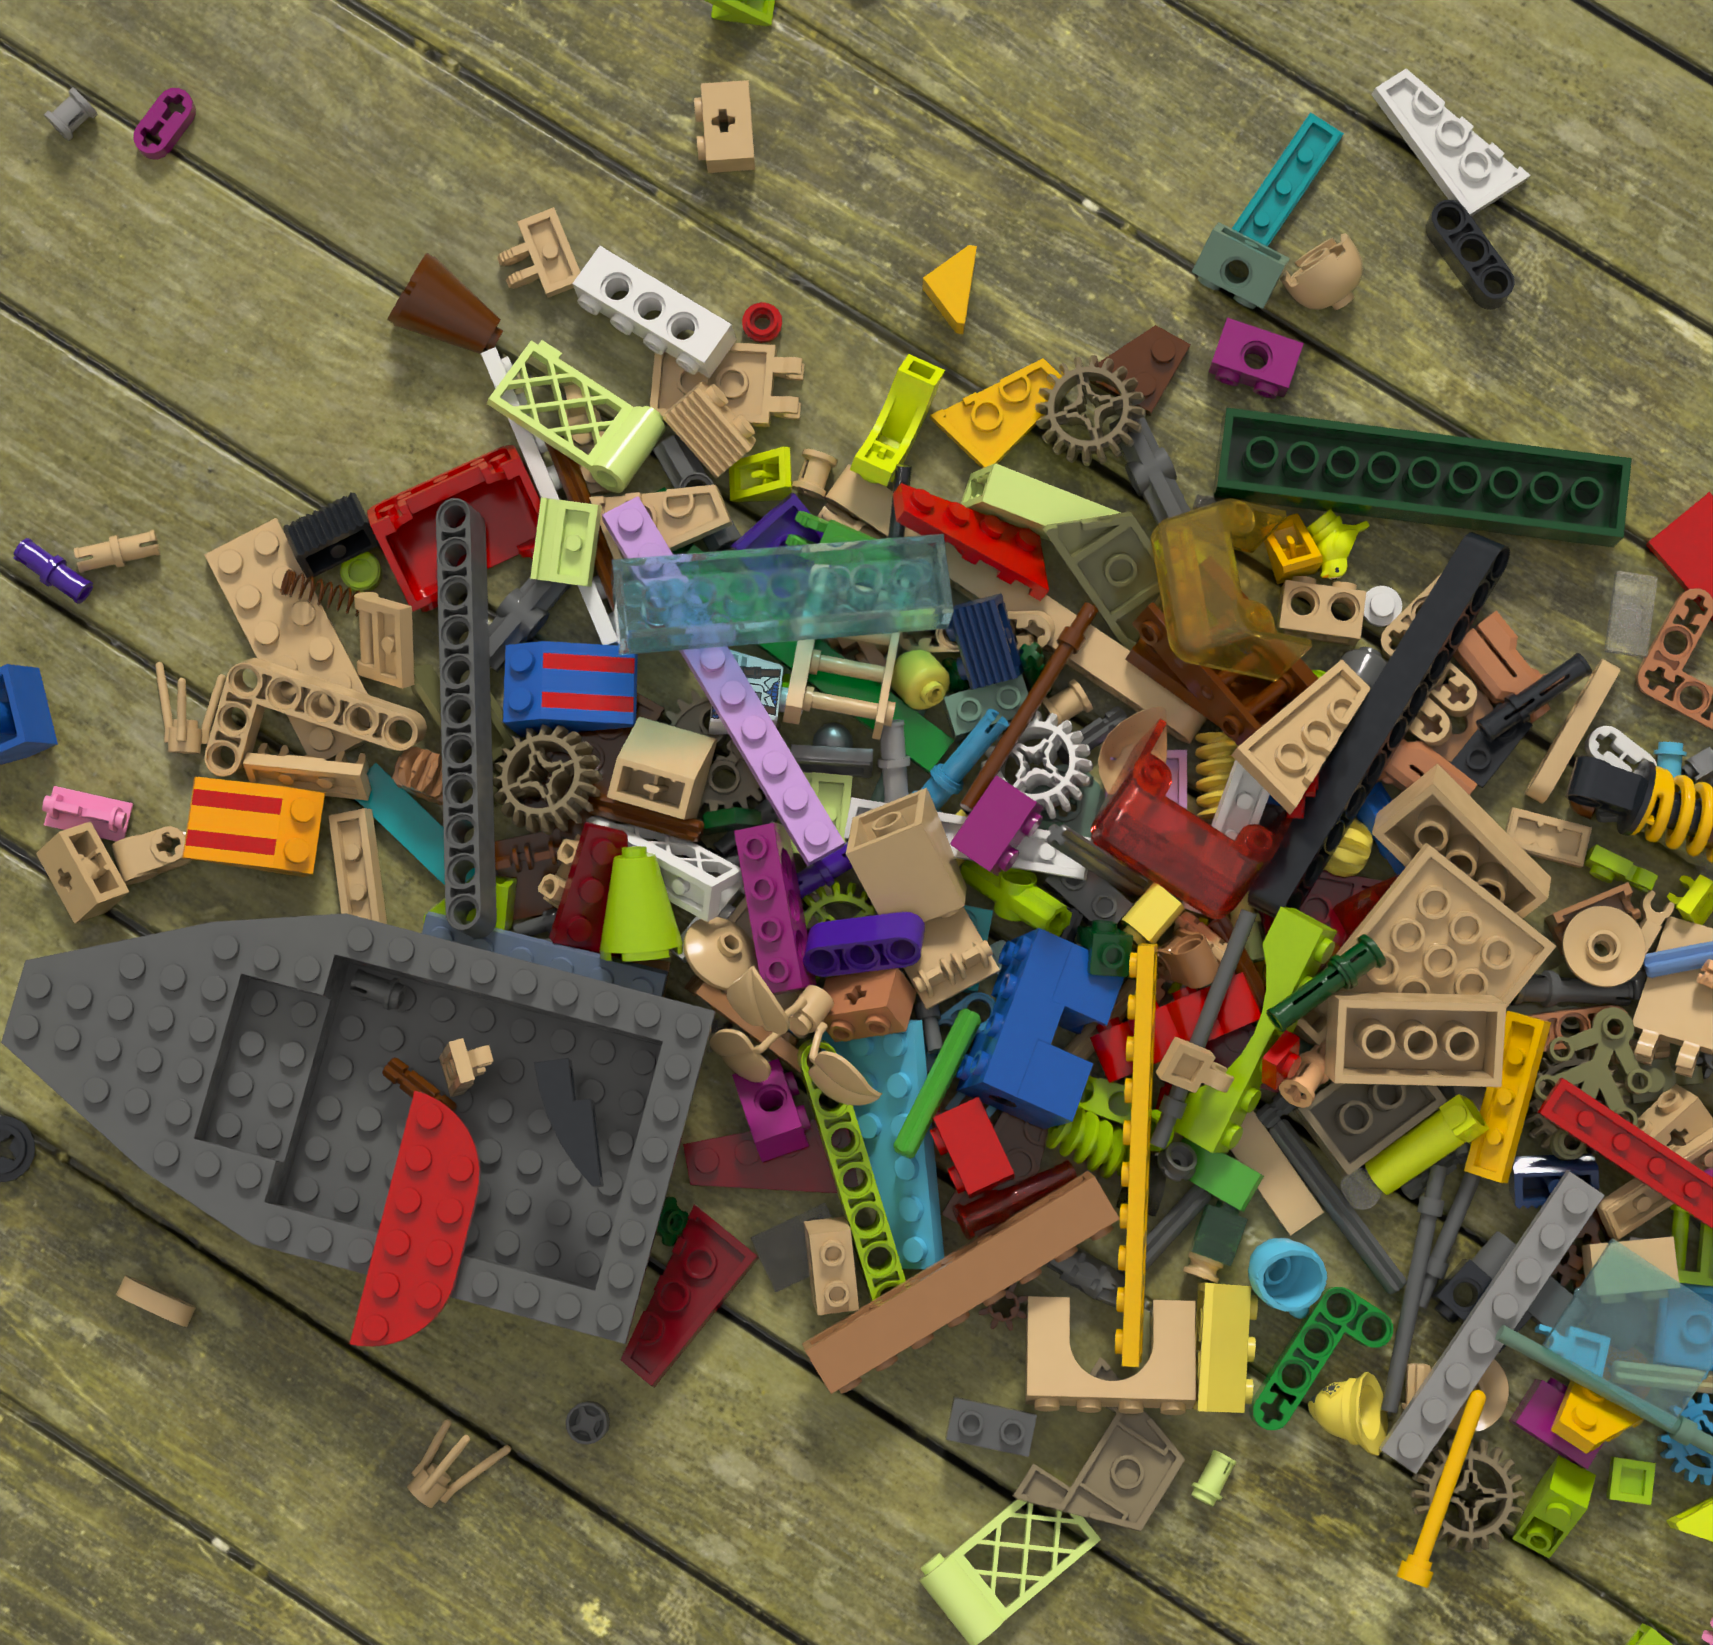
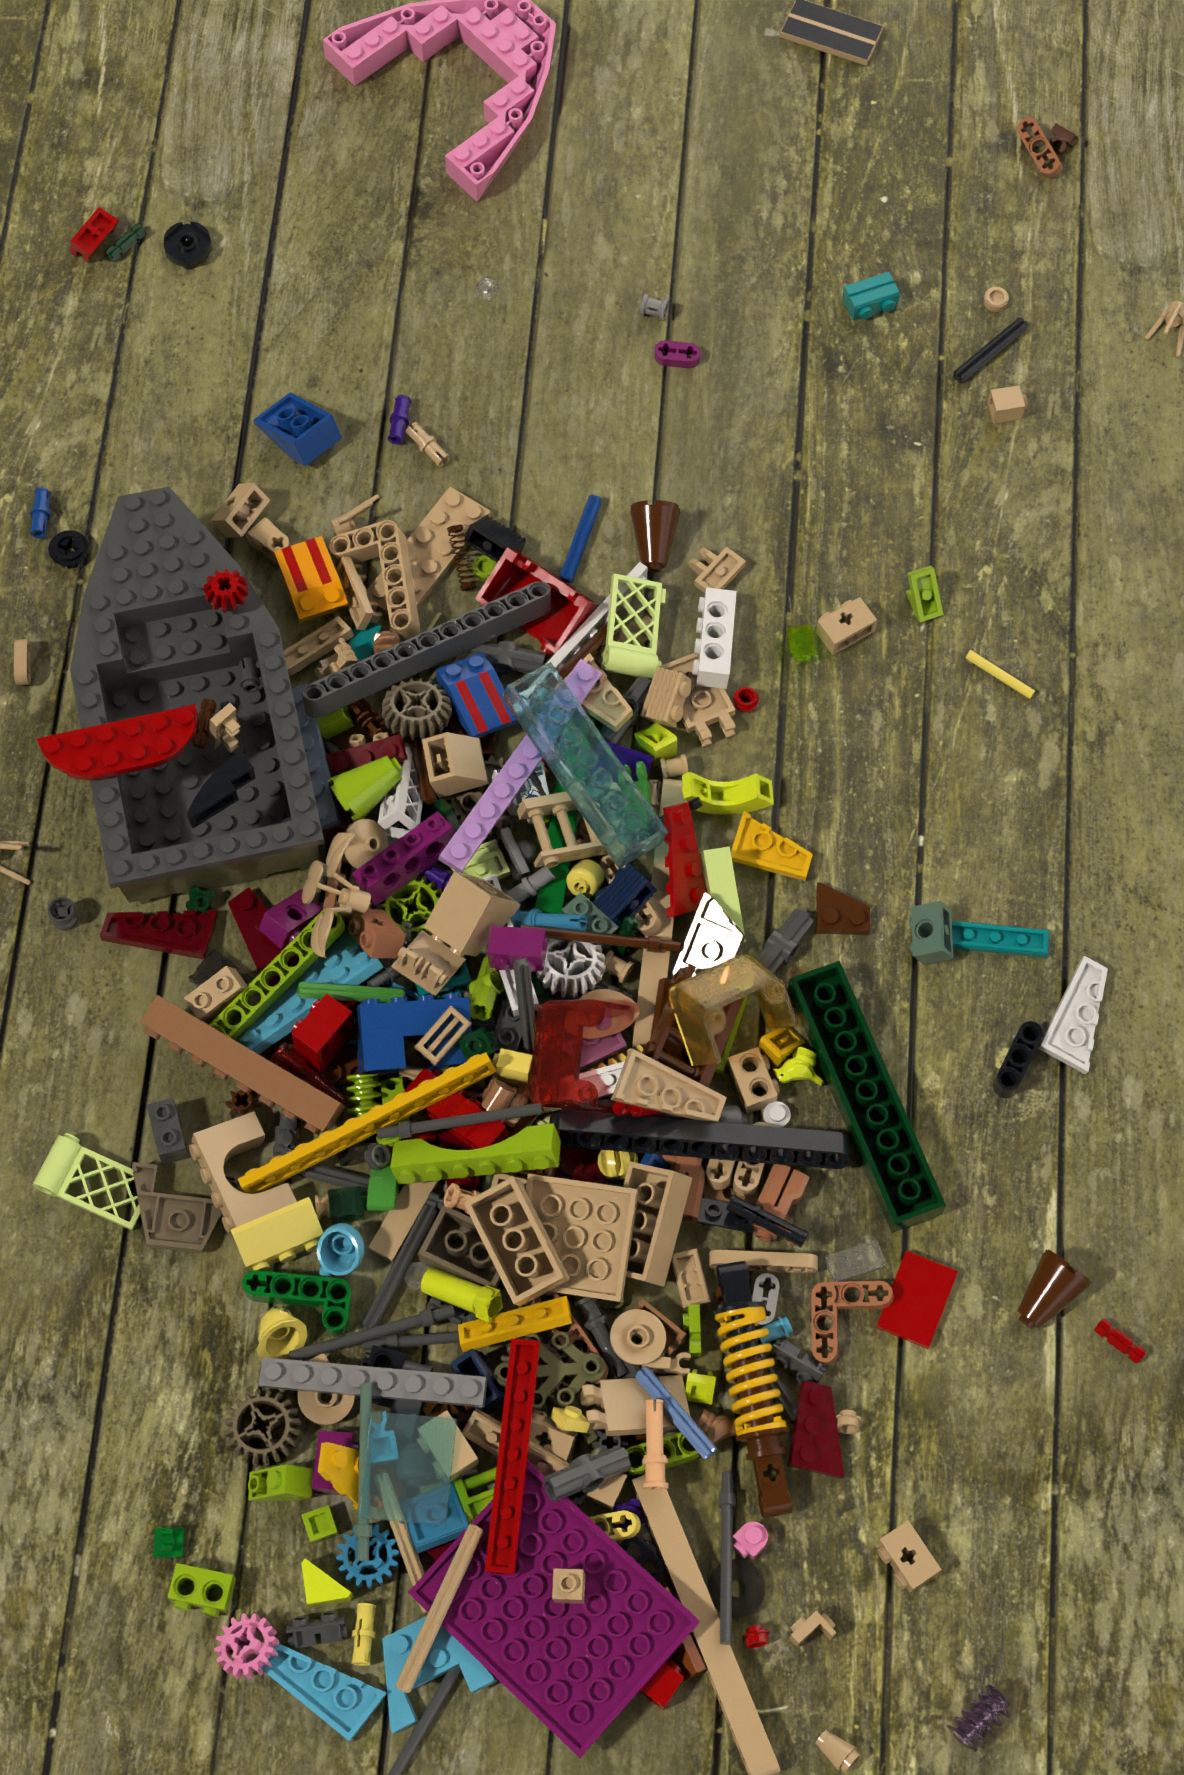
camera: 60 degrees right, 15 degrees down
(72, 808) = (278, 508): bright pink hinge -> none
(248, 975) = (234, 588): none -> red gear
(385, 640) = (450, 592): tan plate -> none
(388, 415) = (580, 538): none -> blue axle
(416, 857) = (341, 659): none -> tan hair
(566, 542) = (559, 648): yellowish green plate -> none
(721, 201) = (801, 642): none -> clear neon green bracket
(864, 944) = (410, 912): dark purple beam -> none
(951, 286) = (827, 787): yellow slope -> none
(1063, 998) = (427, 1052): none -> tan tile
(1108, 407) = (793, 897): dark tan gear -> none
(1191, 1065) = (431, 1119): tan plate -> none
(1213, 1478) = (197, 1274): yellowish green pin -> none
(1278, 353) = (885, 955): magenta brick -> none
(1281, 1060) = (464, 1172): red plate -> none
(1326, 275) = (954, 983): tan cylinder -> none
(1341, 973) = (531, 1175): dark green pin -> none
(1417, 1566) = (201, 1411): yellow piece -> none
(1671, 1091) = (570, 1419): none -> light yellow plate

